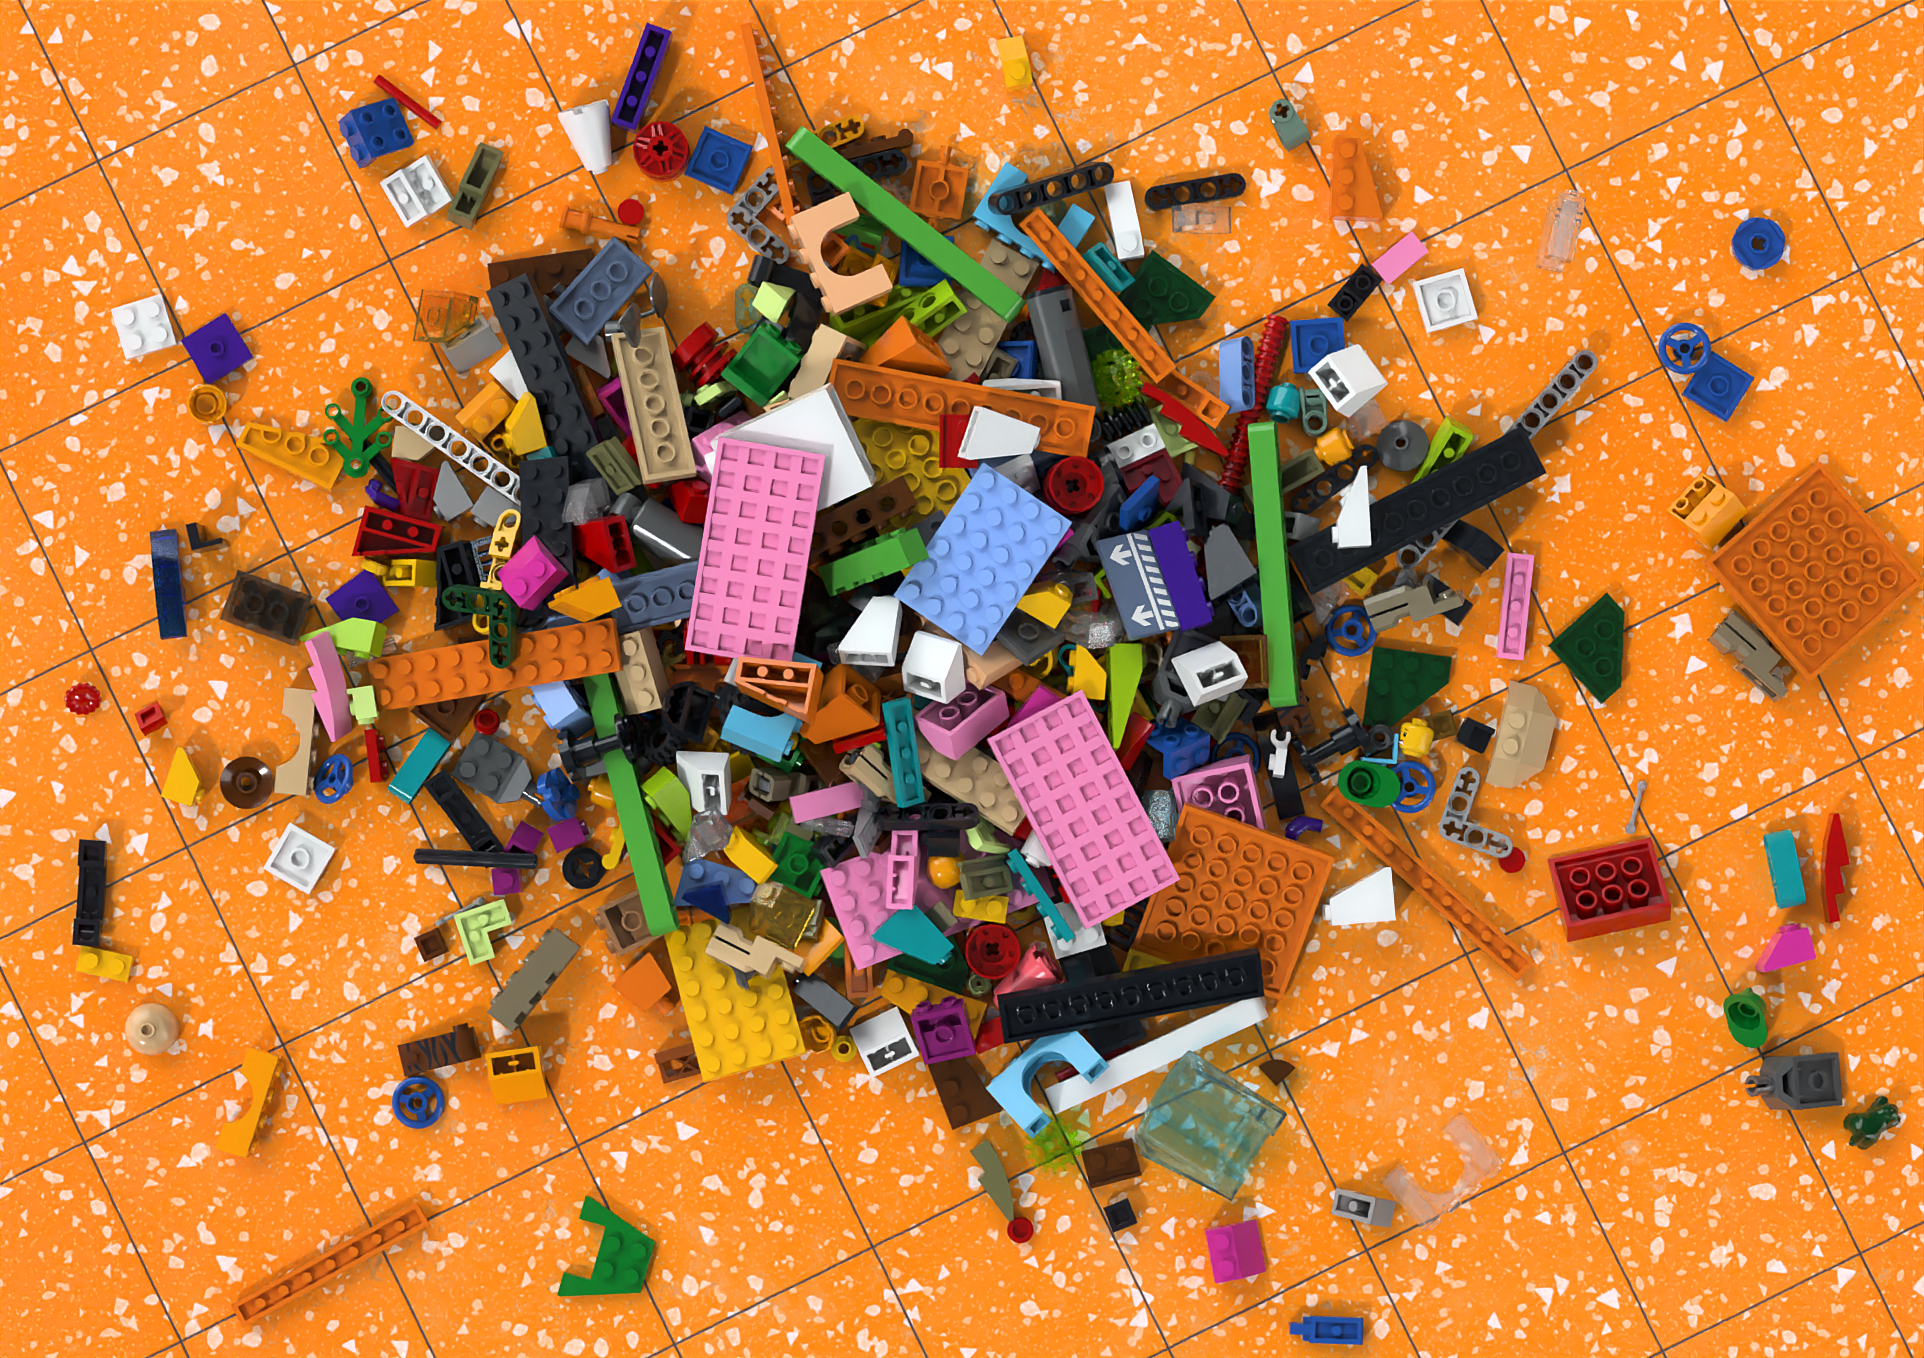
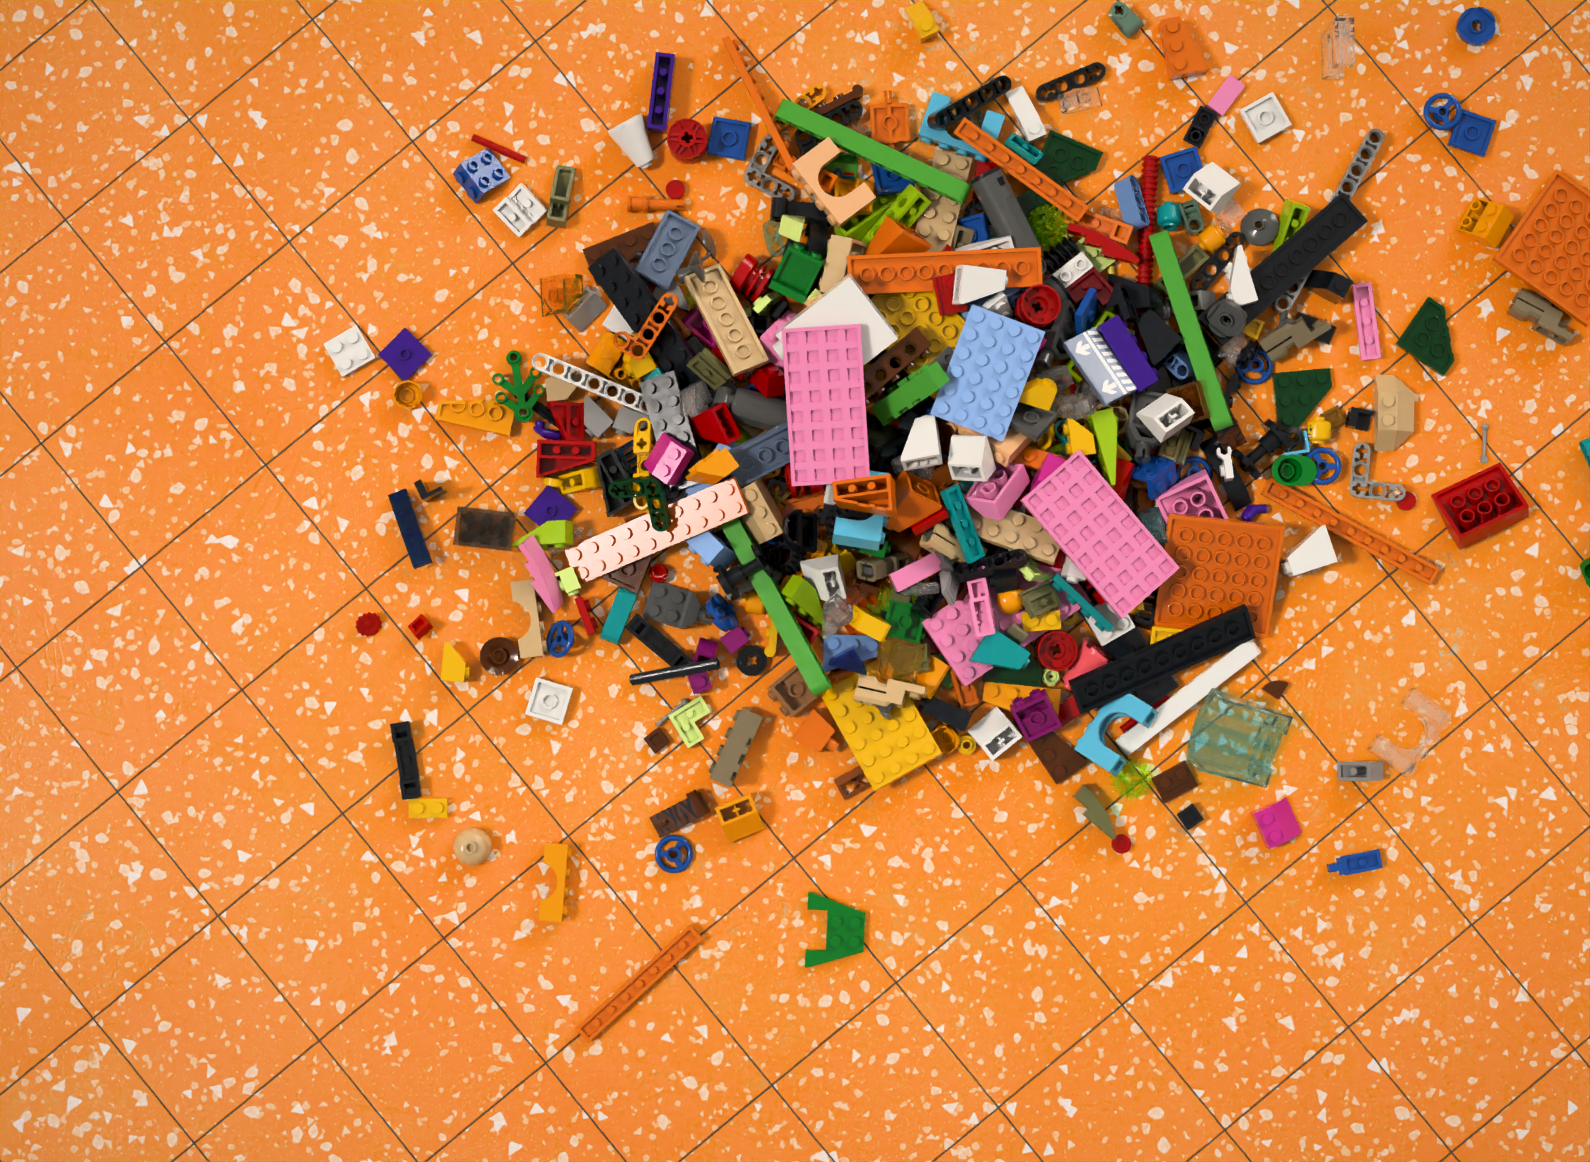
camera: 15 degrees left, 0 degrees up
(550, 387) = (649, 324): none -> orange beam
(1332, 551) = (1233, 311): none -> dark grey plate
(1343, 613) = (1247, 354): none -> black axle

